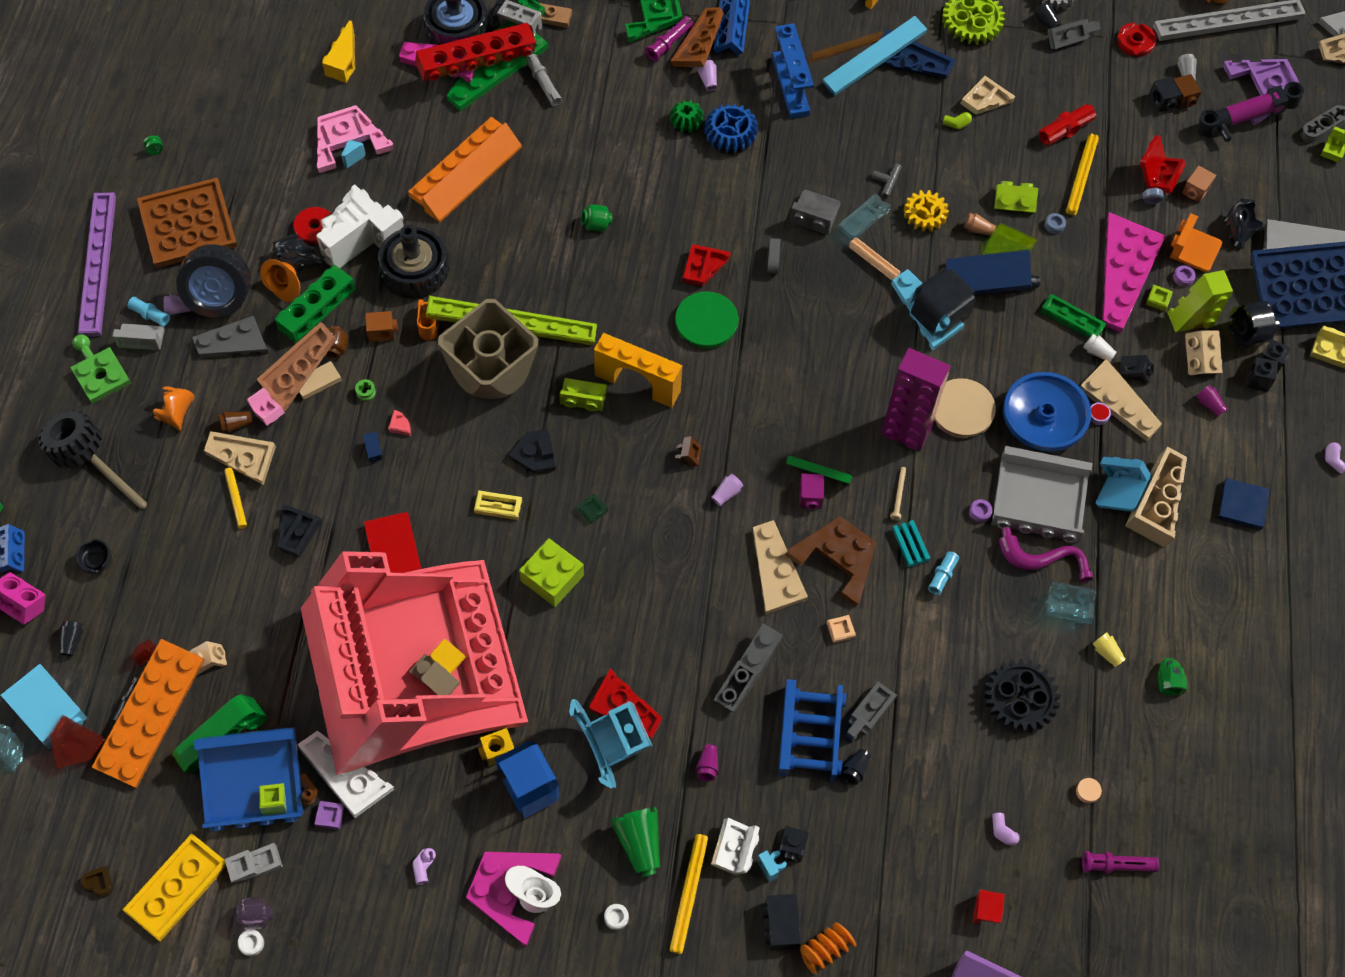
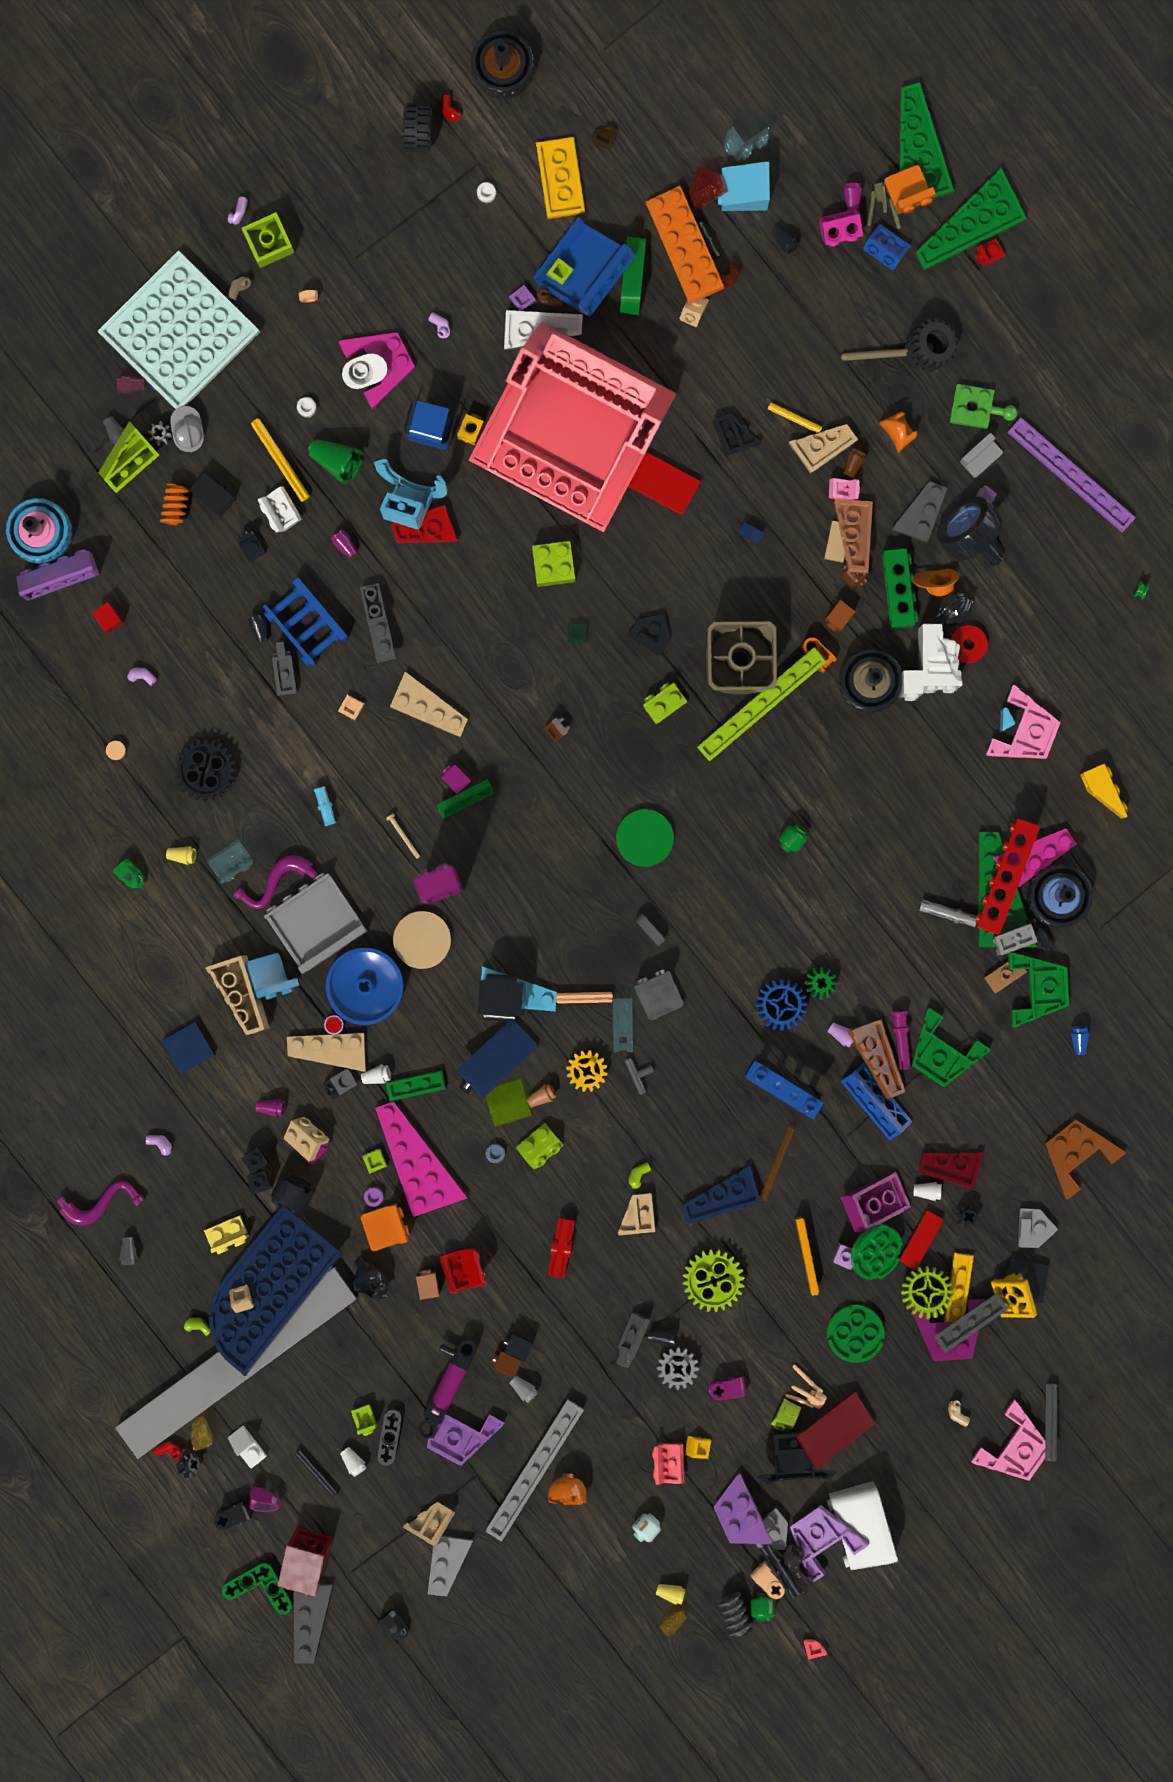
camera: 130 degrees right, 25 degrees up
(94, 556) = (829, 296): black hair -> none
(148, 311) = (995, 476): medium azure pin -> none
(184, 220) = (1049, 560): dark orange plate -> none
(253, 913) = (500, 206): clear purple head -> none
(254, 863) = (532, 231): light grey slope -> none
(361, 385) = (794, 565): bright green bush -> none
(399, 424) = (754, 566): coral tile -> none
(434, 676) = (544, 425): dark tan slope -> none
(447, 656) = (549, 443): yellow slope -> none
(465, 169) = (919, 787): orange slope -> none
(498, 505) = (641, 581): light yellow tile -> none
(663, 374) = (642, 745): light orange arch -> none
(704, 264) = (688, 876): red wing -> none
(727, 489) = (508, 728): lavender cone -> none
(768, 866) = (250, 518): medium azure tile -> none
(843, 547) = (401, 761): reddish brown wing -> none
(874, 55) = (745, 1169): medium azure tile -> none
(905, 528) = (349, 801): teal tile -> none
(980, 510) = (343, 875): medium lavender tile -> none
(1082, 174) = (514, 1215): yellow axle -> none
(1107, 860) = (66, 714): magenta pin -> none
(1136, 48) = (580, 1372): red tile -> none
(1152, 196) = (449, 1242): sand blue tile -> none
(1203, 303) = (338, 1169): lime wedge -> none

